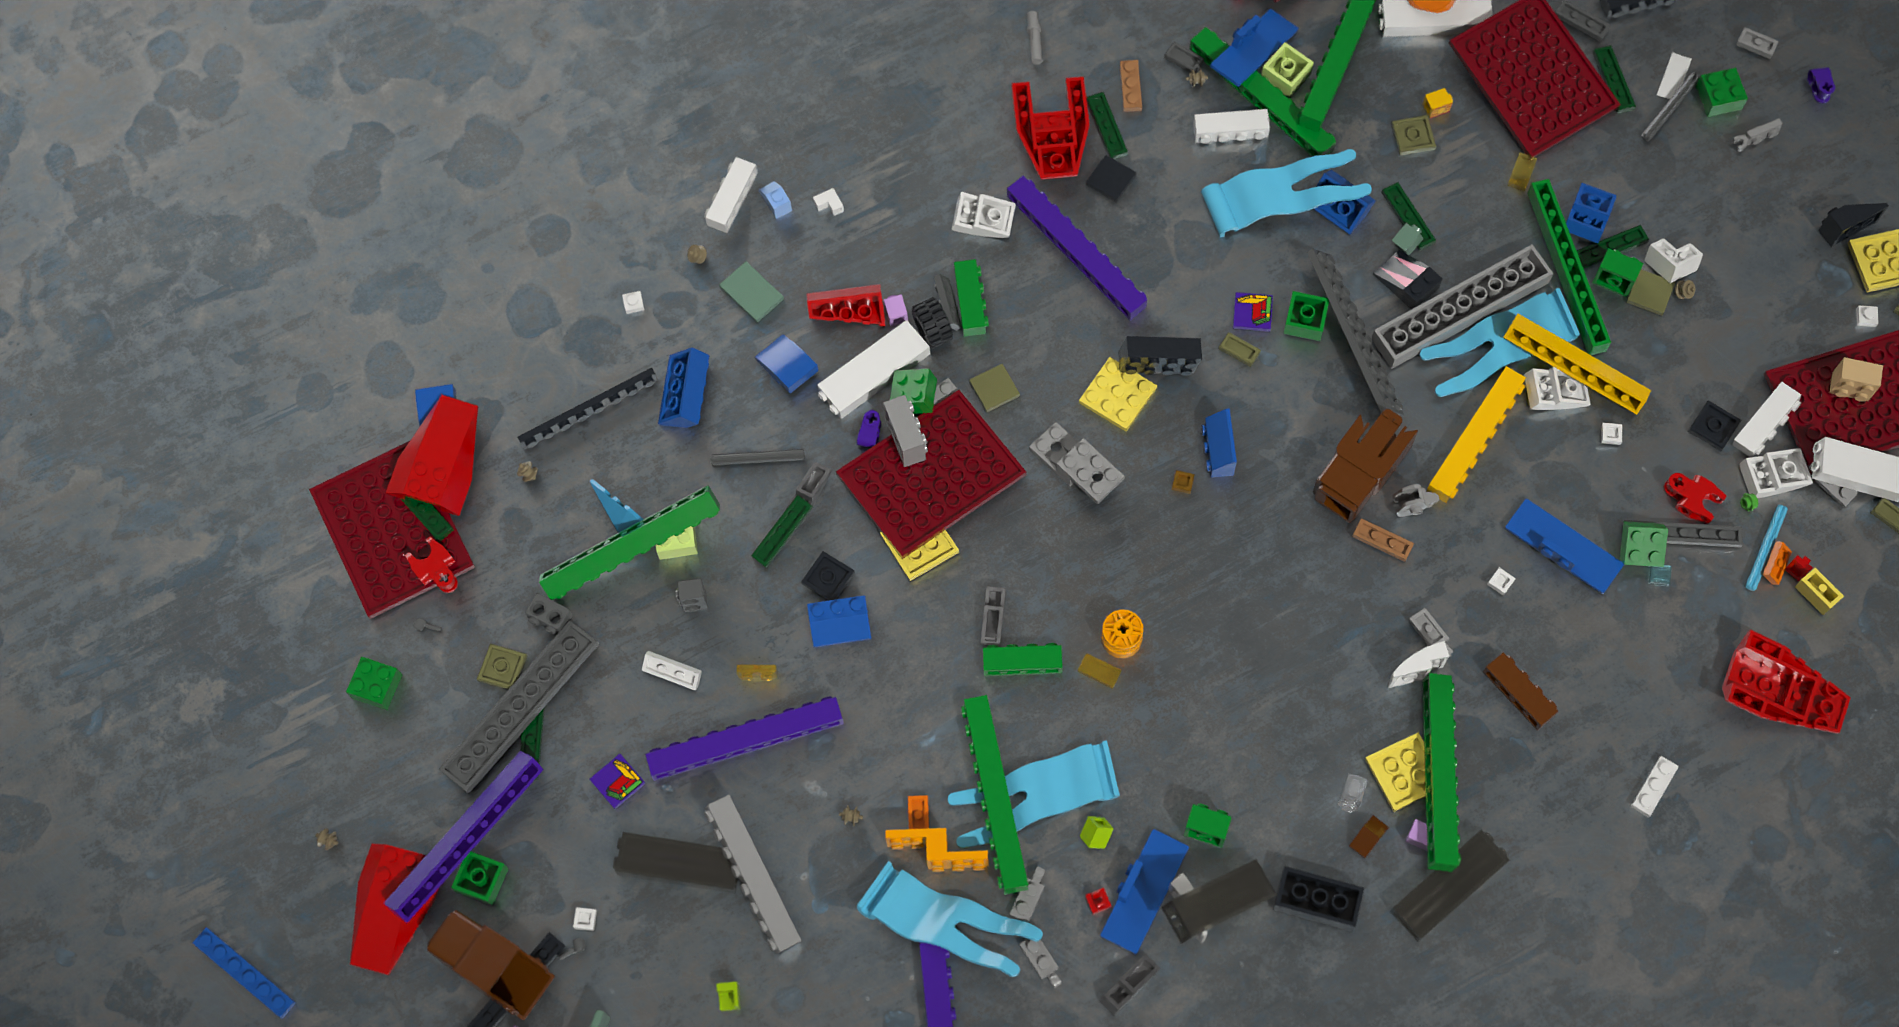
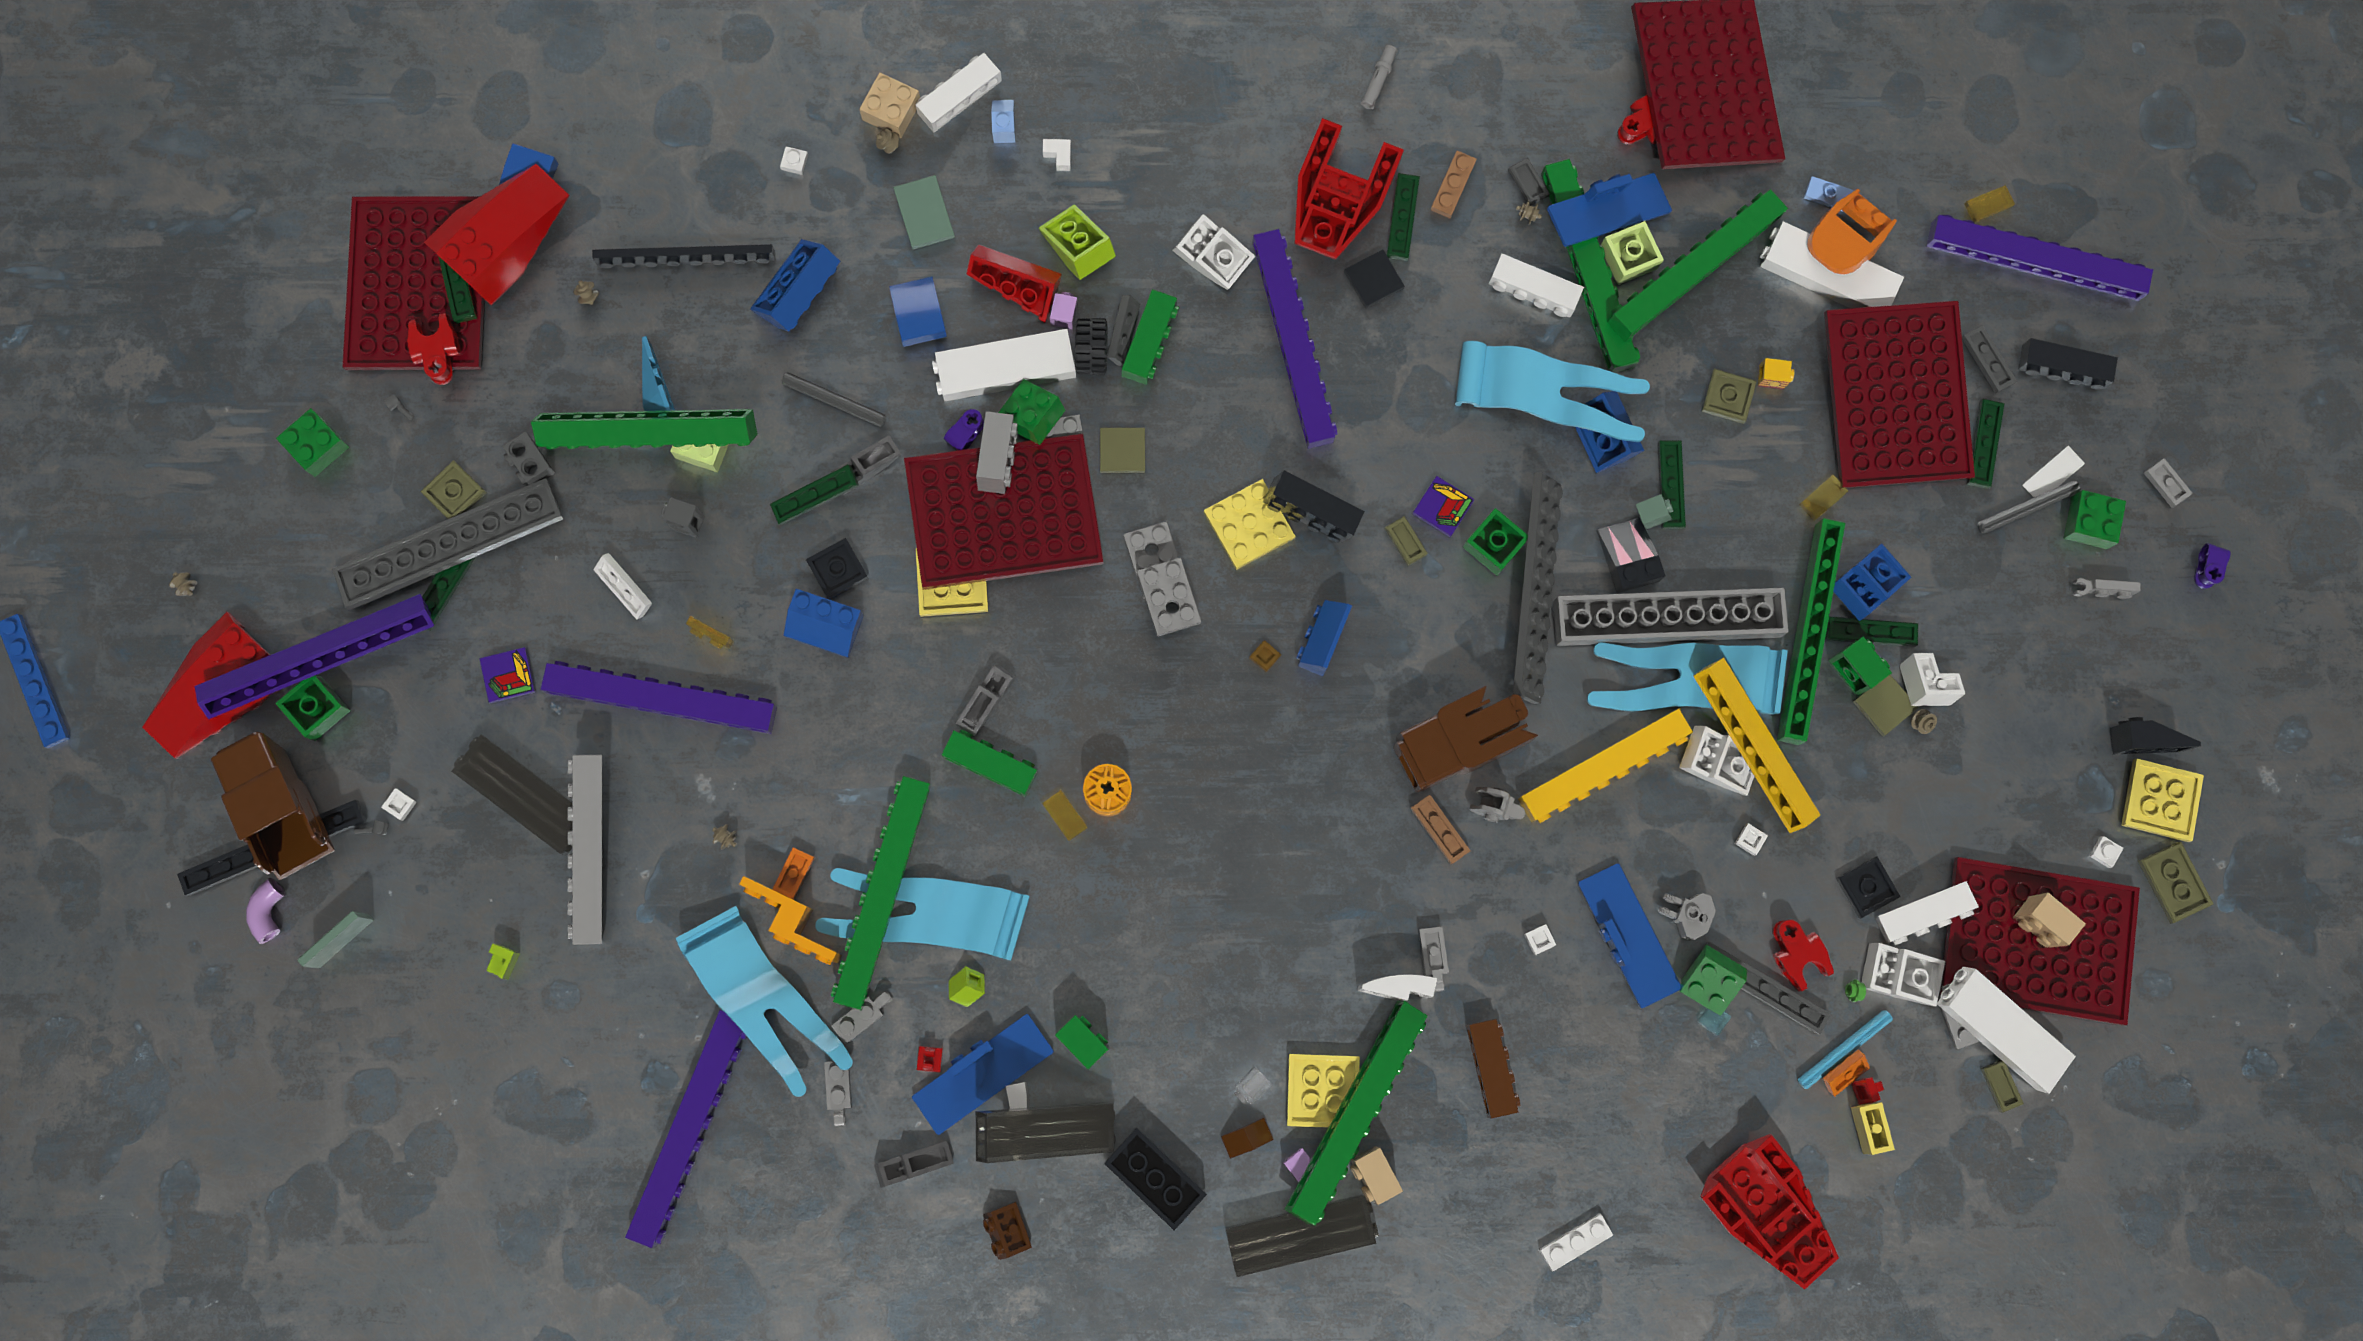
camera: 15 degrees right, 10 degrees up
(685, 227) = (889, 104): none -> tan brick
(879, 256) = (1078, 241): none -> lime slope
(1228, 998) = (1006, 1231): none -> reddish brown bracket
(1481, 810) = (1375, 1175): none -> tan brick
(1601, 507) = (1688, 914): none -> light grey hinge

